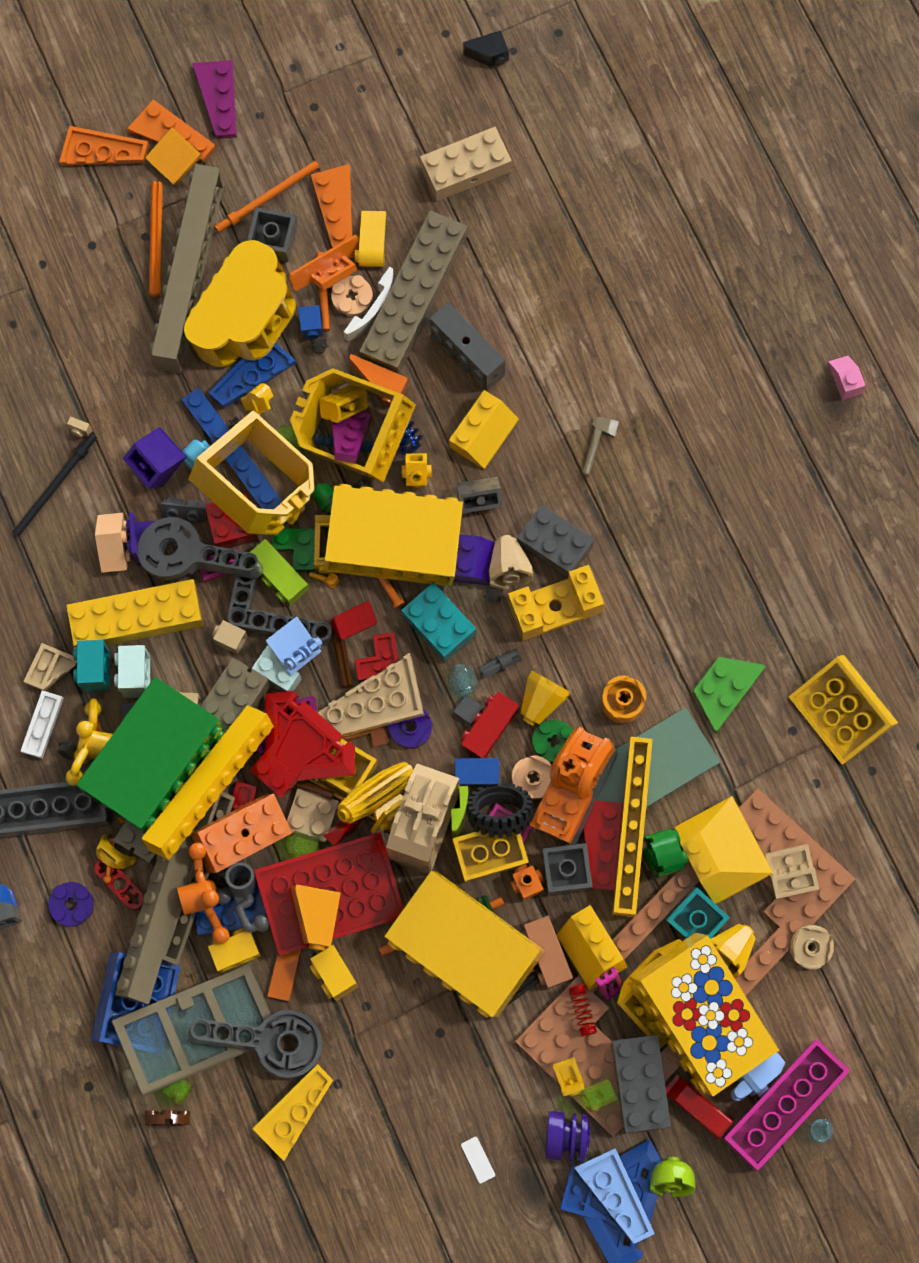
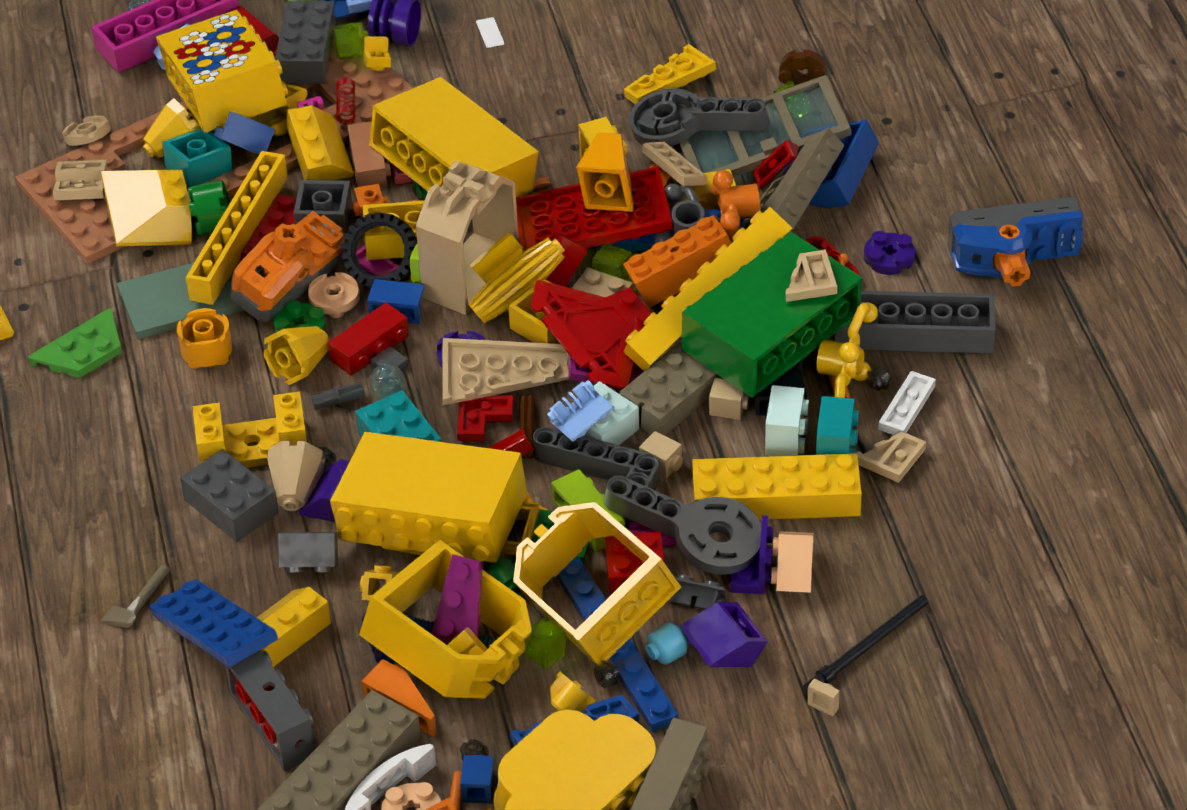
camera: 170 degrees left, 30 degrees down
(116, 767) = (811, 277): none -> tan wing
(175, 981) = (775, 163): none -> red slope
(267, 968) = (674, 164): none -> tan tile
(526, 403) = (213, 622): none -> blue plate
(660, 935) = (245, 133): none -> blue panel

